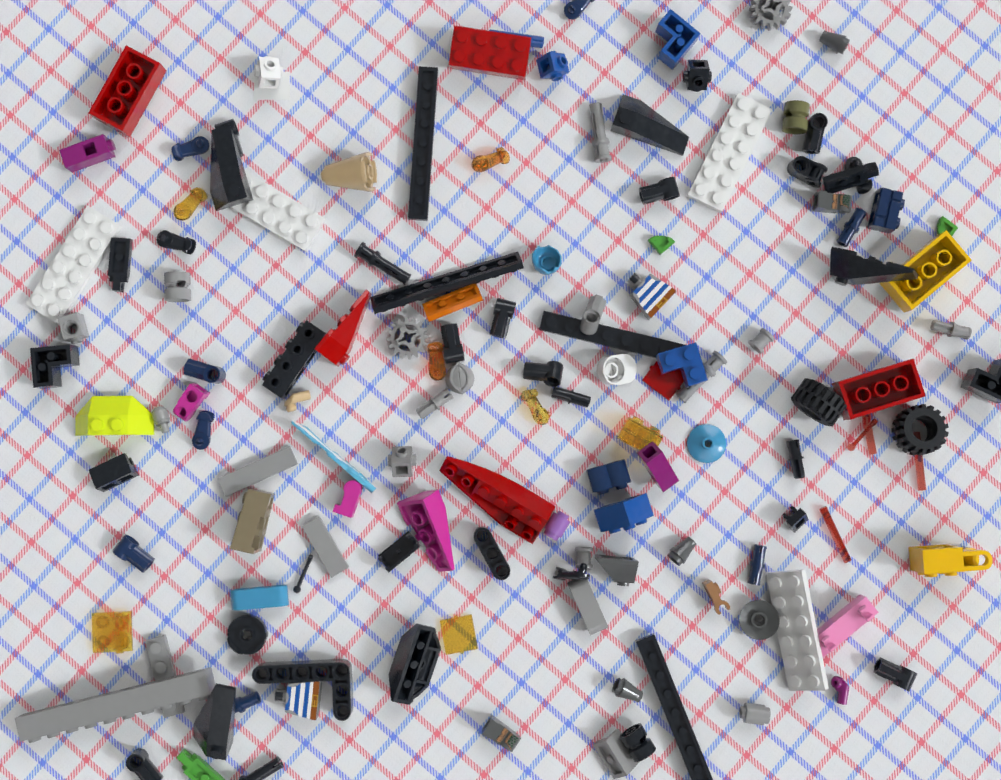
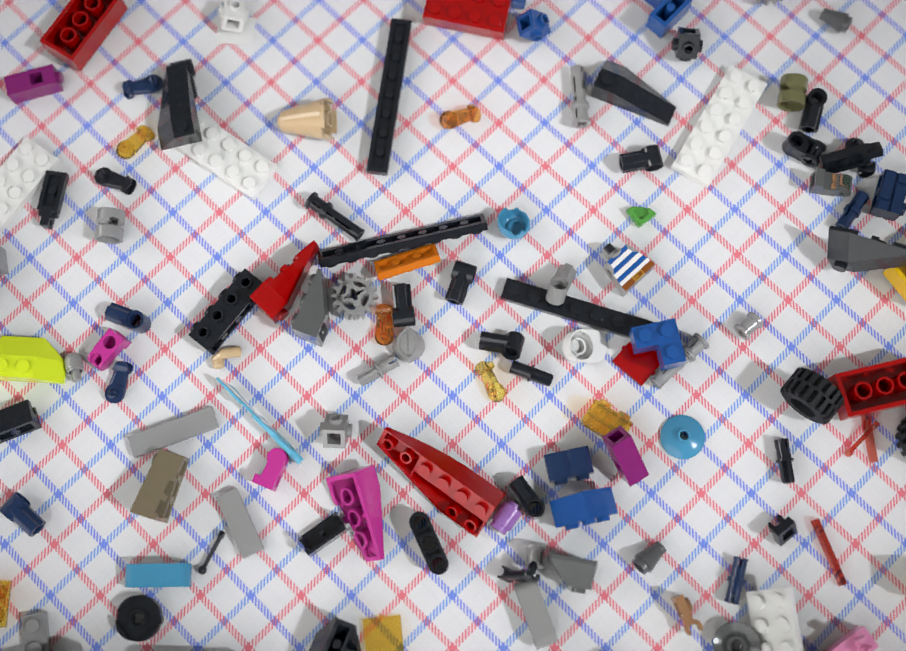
camera: 10 degrees right, 10 degrees down
(373, 360) = (313, 318): none -> dark grey slope
(572, 506) = (525, 496): none -> black piece

